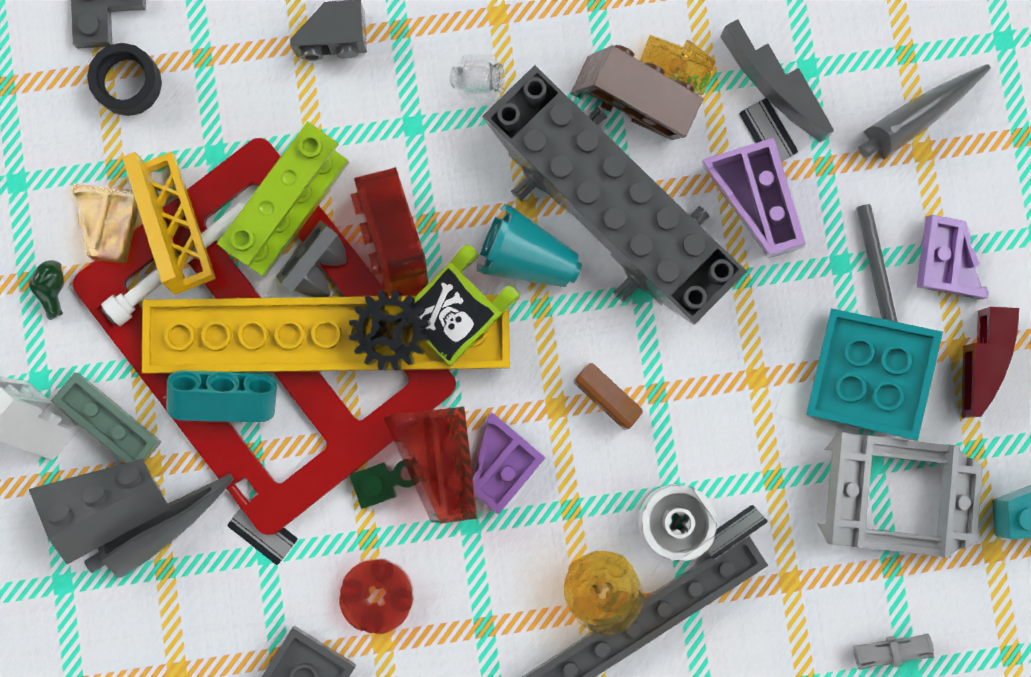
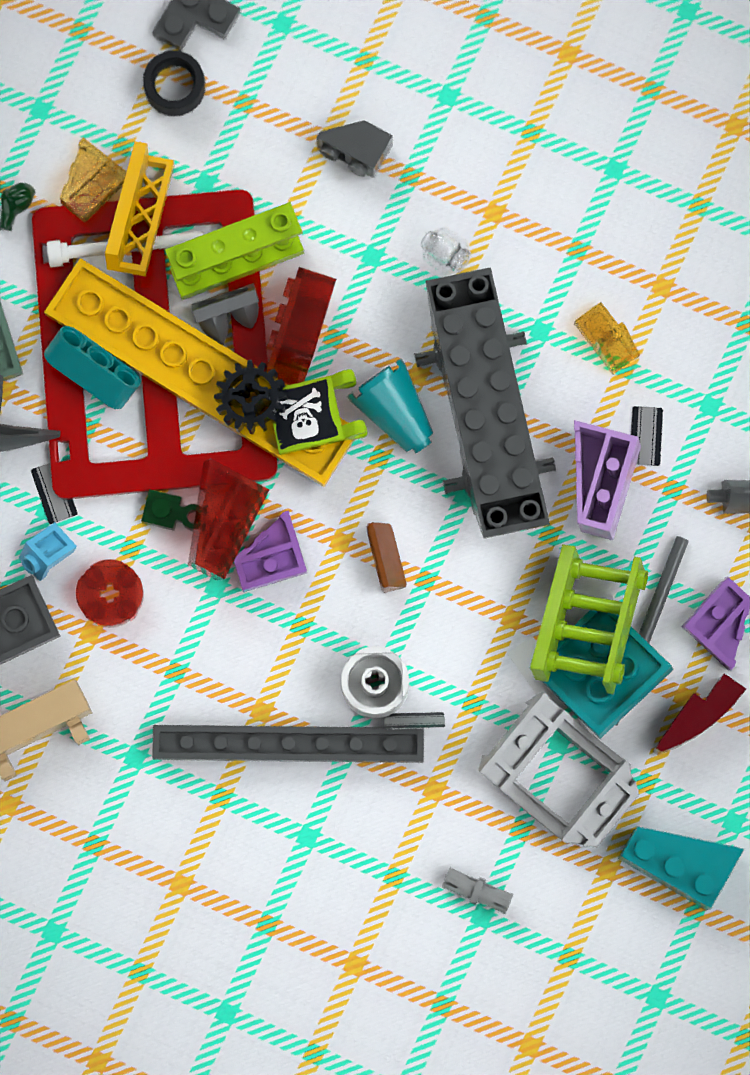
camera: 30 degrees right, 5 degrees down
(291, 594) = (46, 551): none -> medium azure bracket
(586, 580) = (284, 697): clear yellow brick -> none
(639, 91) = (562, 340): wedge -> none
(785, 91) = (677, 410): dark grey slope -> none
(813, 364) = (563, 597): none -> lime fence

